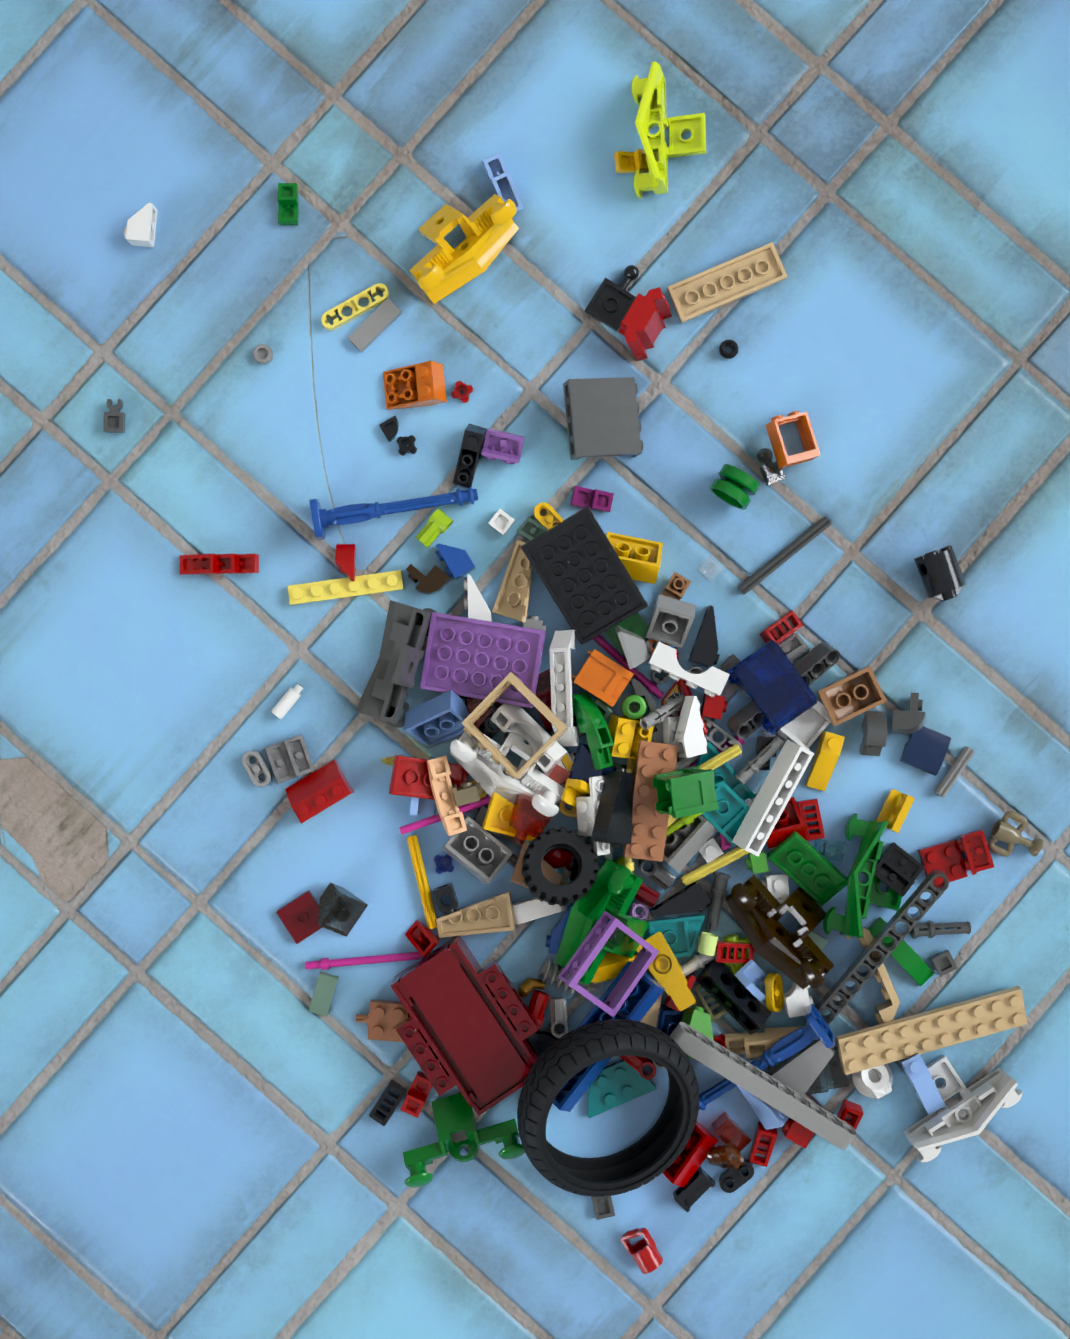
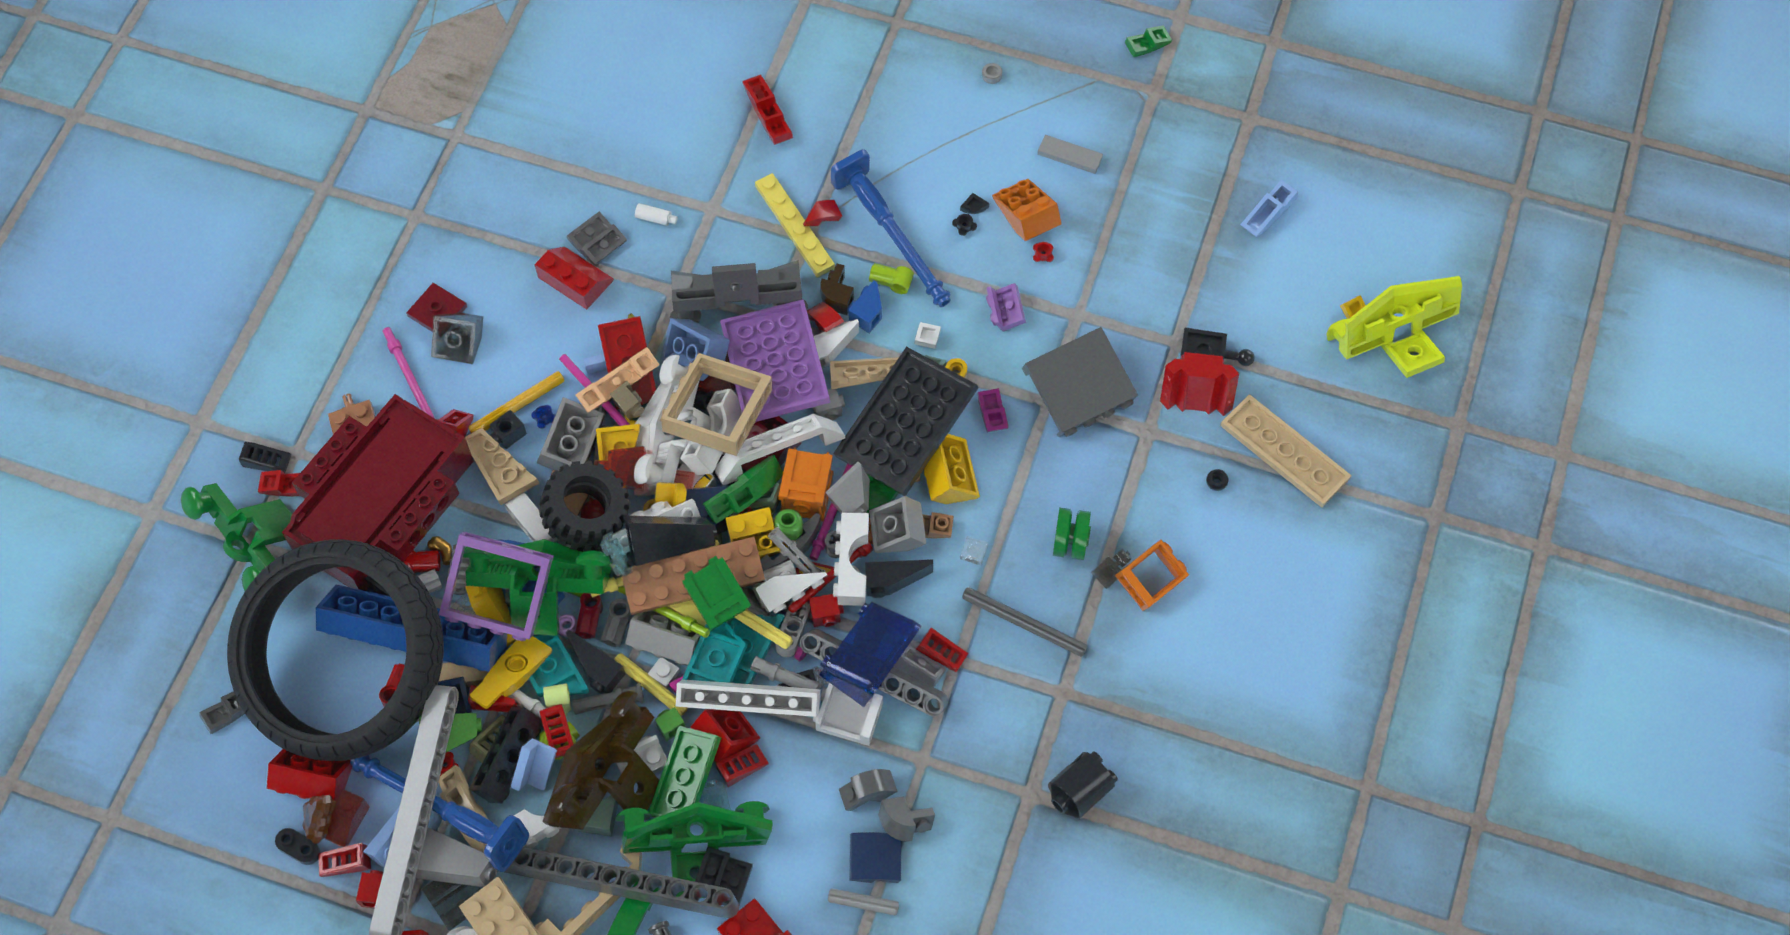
camera: 60 degrees right, 25 degrees down
(256, 769) = (574, 214): light grey plate -> none
(323, 994) = (364, 355): sand green slope -> none
(356, 309) = (1081, 128): light yellow beam -> none
(451, 600) = (824, 317): none -> red slope
(469, 455) = (975, 282): black slope -> none
(486, 235) = (1158, 190): yellow piece -> none
(616, 1086) = (357, 676): teal wing -> none
(619, 859) = (617, 553): none -> clear light blue plate
(644, 1251) = (175, 777): red piece -> none
(694, 1189) = (266, 804): black hinge -> none
(774, 992) = (527, 799): yellow plate -> none
(824, 760) = (815, 750): yellow slope -> none
(851, 695) = (899, 744): medium nougat slope -> none
(895, 809) = (789, 849): yellow bracket -> none

